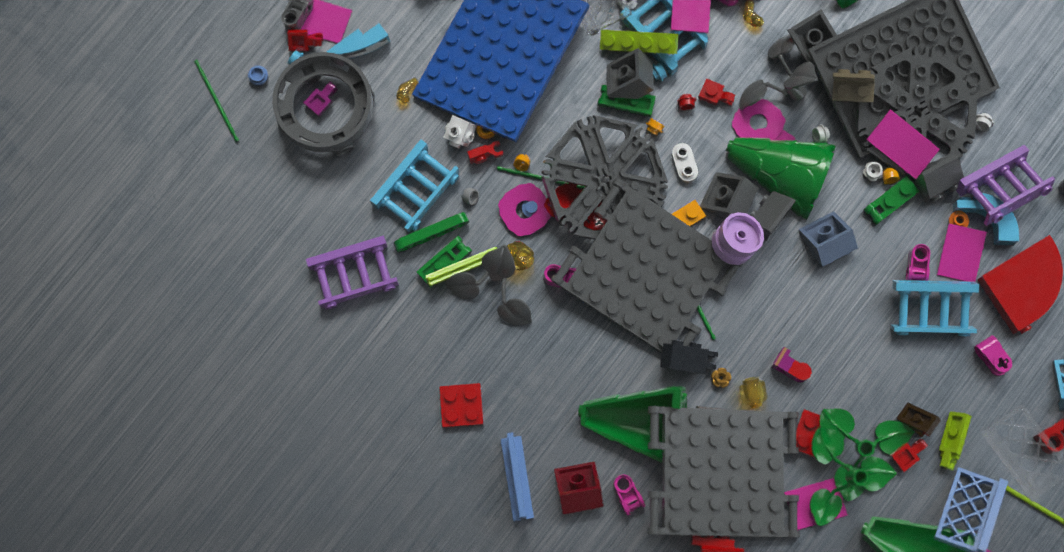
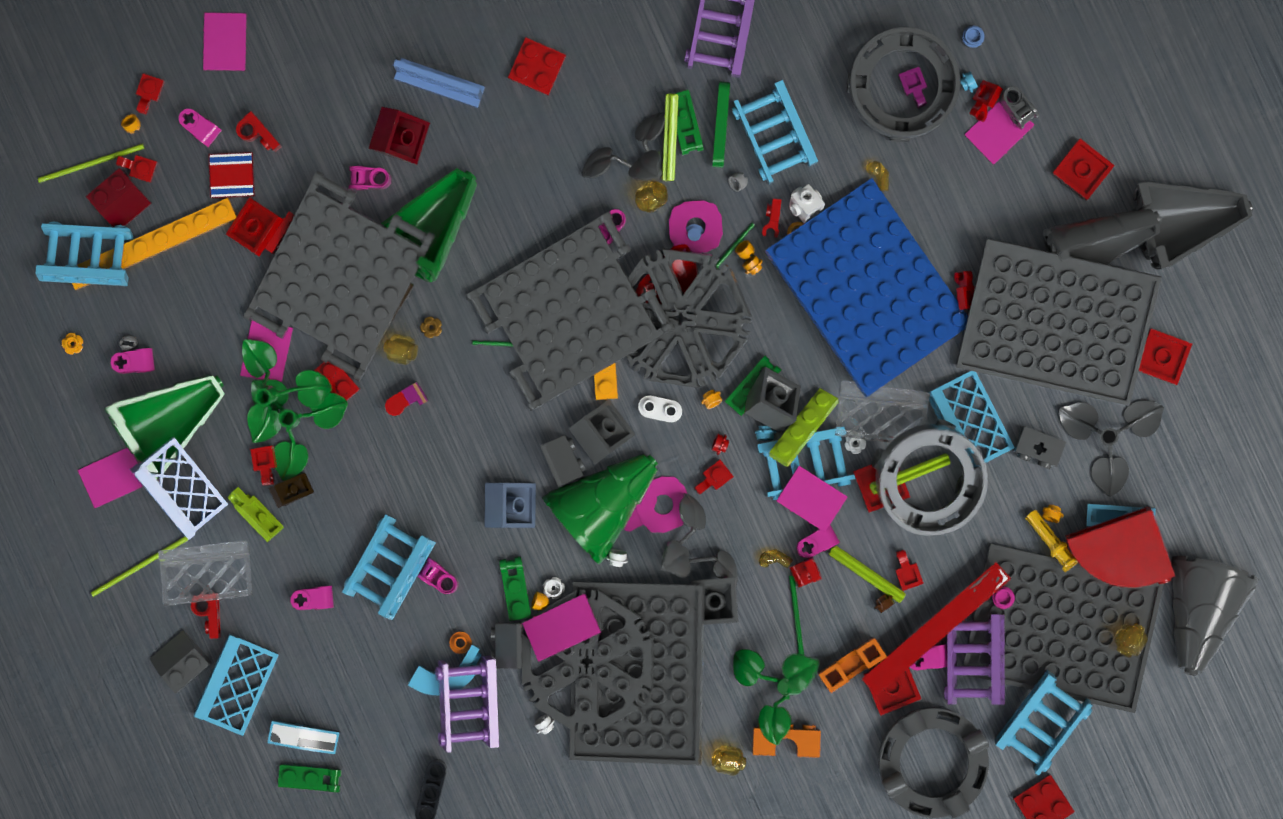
camera: 115 degrees right, 10 degrees up
(360, 44) = (951, 152): medium azure slope -> none
(531, 149) = (752, 265): none -> light orange plate
(686, 358) = (465, 302): black hinge -> none
(737, 238) = (553, 412): lavender wheel -> none
(853, 87) = (640, 606): dark tan bracket -> none
(961, 253) = (427, 626): dark pink window -> none
(1025, 284) = (364, 669): red brick -> none

